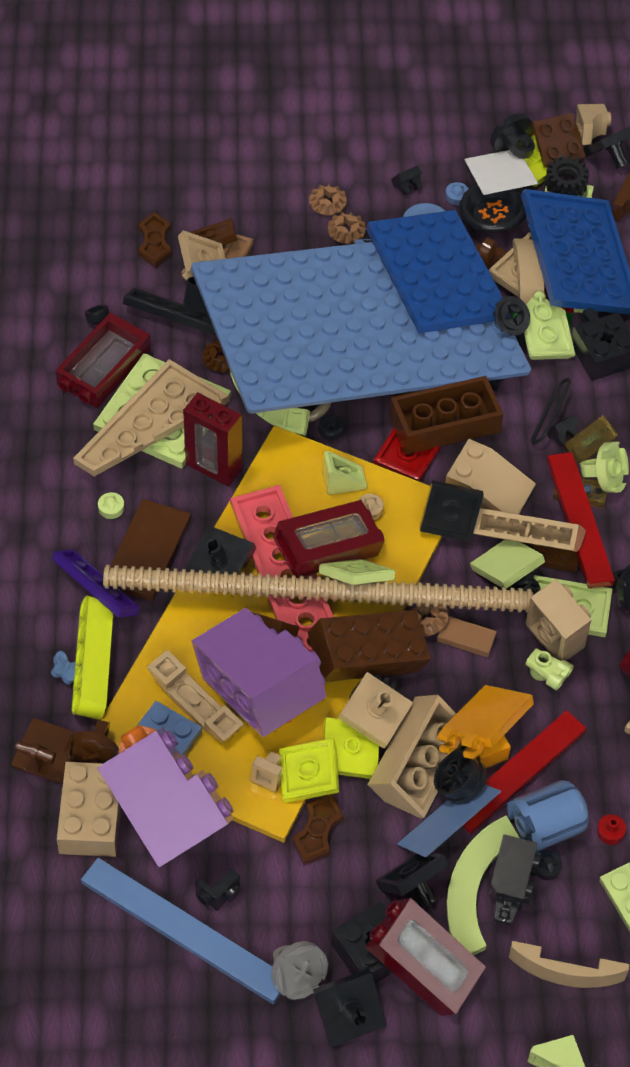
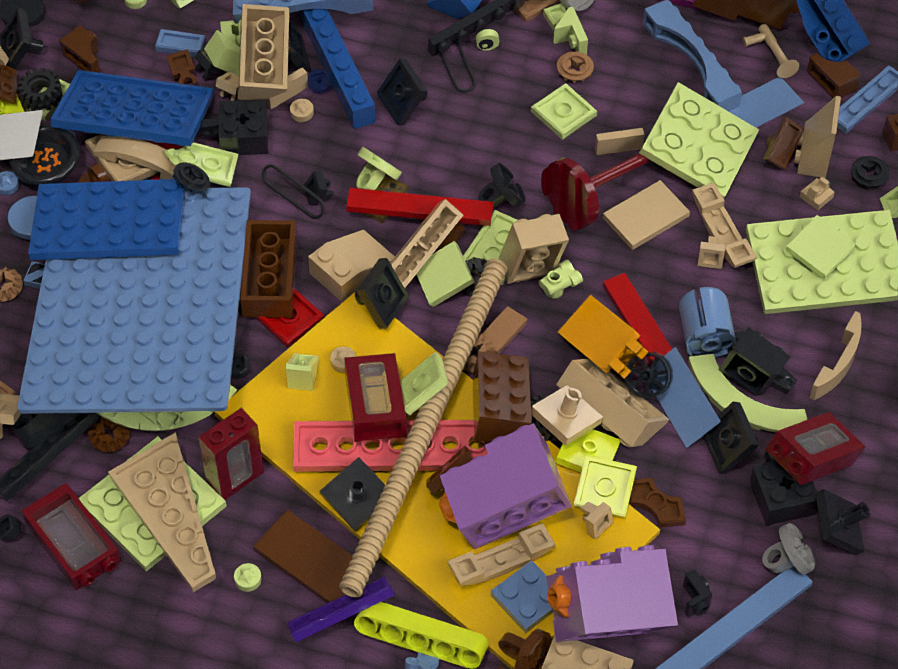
camera: 70 degrees left, 0 degrees up
(591, 439) = (335, 172): clear yellow tile -> none
(611, 829) = (725, 284): red tile -> none

